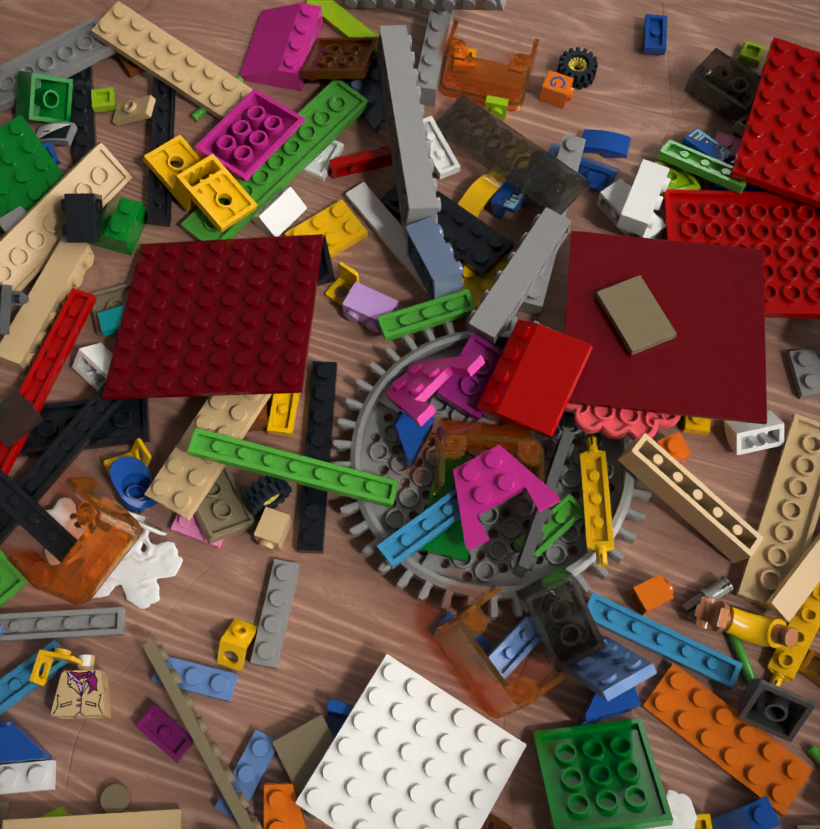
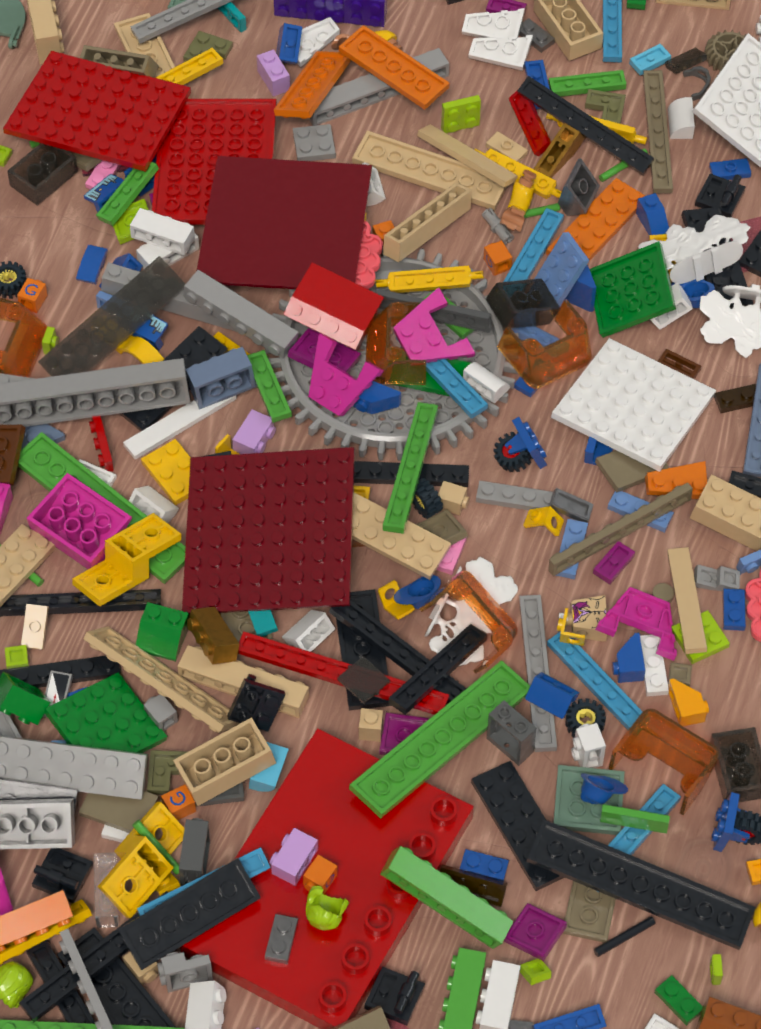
camera: 90 degrees left, 10 degrees down
(77, 770) = (644, 613): none -> dark pink wing
(82, 217) = (165, 636): black brick -> none
(94, 265) = (213, 635): none -> pearl gold brick
(253, 678) = (571, 505): none -> flat silver tile
(340, 615) = (518, 448): none -> plate
(433, 567) = (485, 382): none -> white brick
(635, 315) = (279, 238): dark tan tile -> none

